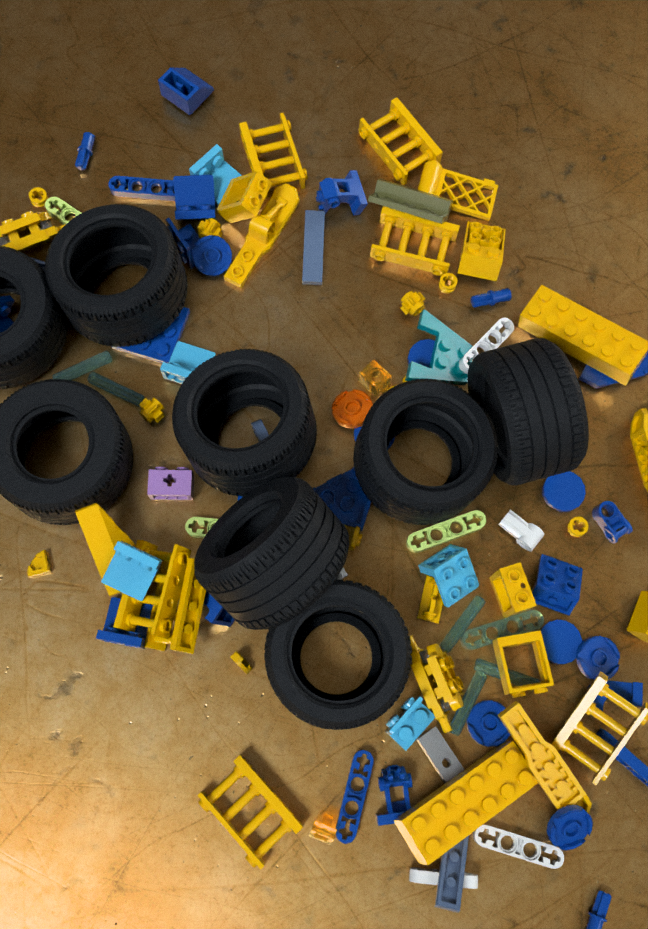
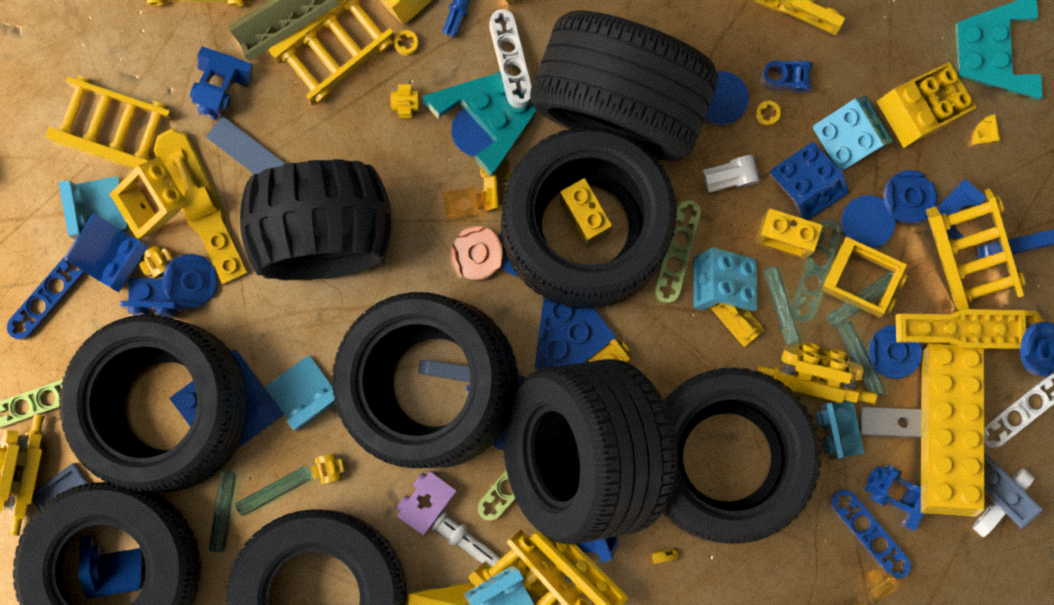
camera: 50 degrees left, 10 degrees up
(163, 515) = (458, 535): none -> white pin
(299, 287) = (315, 220): none -> black tyre
(426, 452) = (587, 219): none -> yellow window
(609, 589) = (852, 133): none -> medium azure bracket

